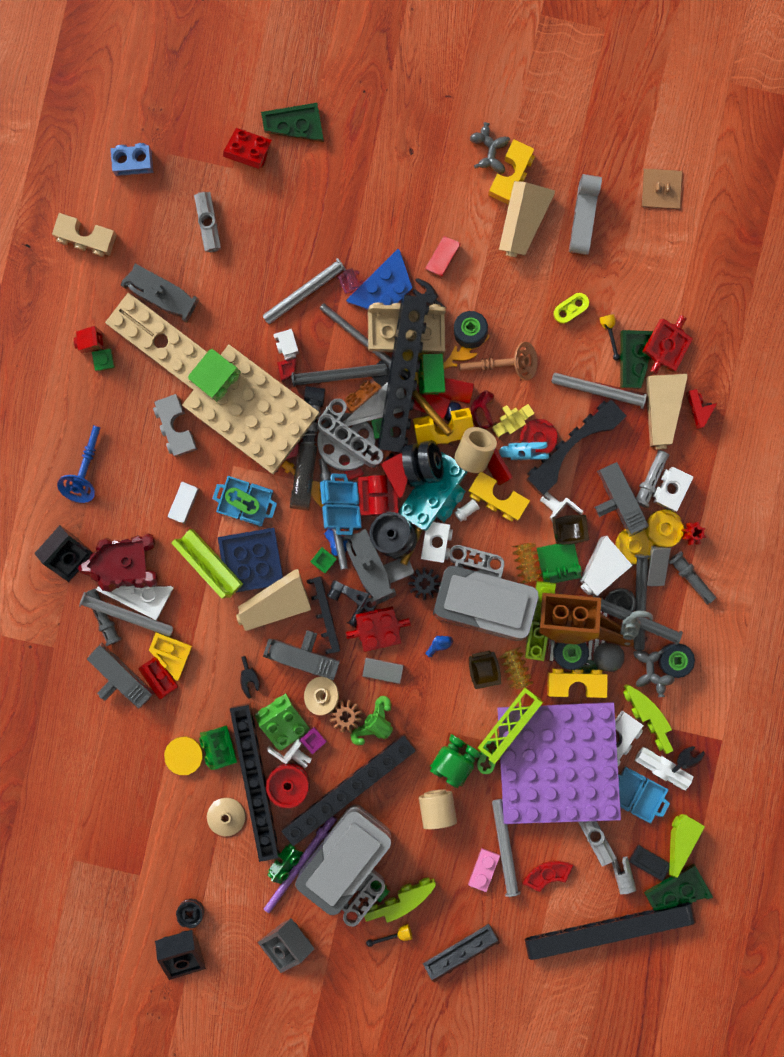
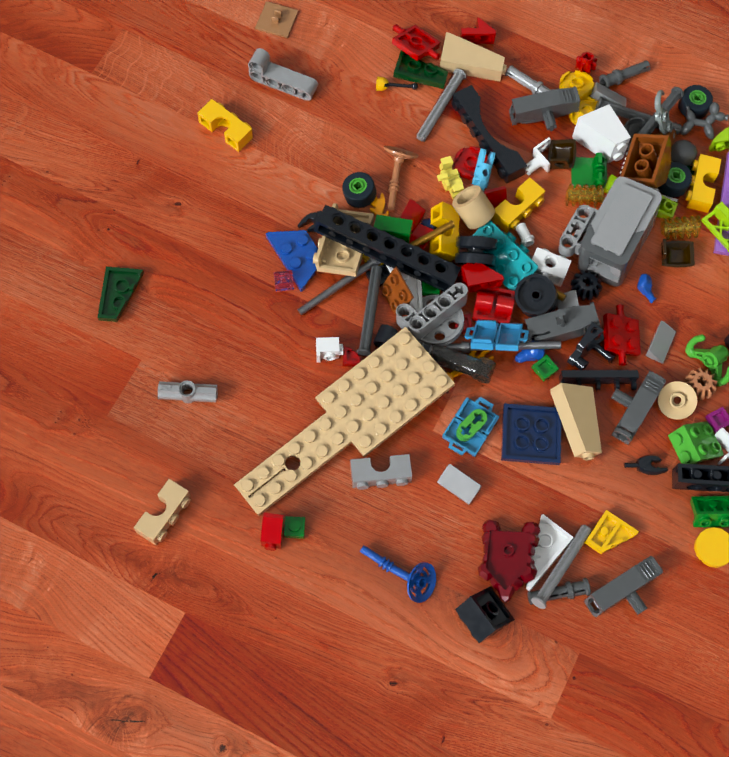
camera: 80 degrees left, 20 degrees down
(131, 165) = (106, 447): medium blue brick -> none
(158, 678) = (630, 553): red slope -> none
(160, 292) = (243, 453): dark grey piece -> none
(207, 564) = (527, 471): lime fence -> none
(214, 375) = (344, 411): bright green bracket -> none
(247, 148) = (128, 337): red plate -> none
(304, 291) = (281, 322): light grey axle -> none
(443, 256) = (284, 198): slope -> none
(480, 402) = (427, 193): dark red piece -> none
(484, 137) = (209, 139): dark grey piece -> none
(524, 216) = (270, 122): tan slope -> none
(570, 308) = (363, 109): neon yellow plate -> none
(680, 480) = (551, 69): white brick -> none

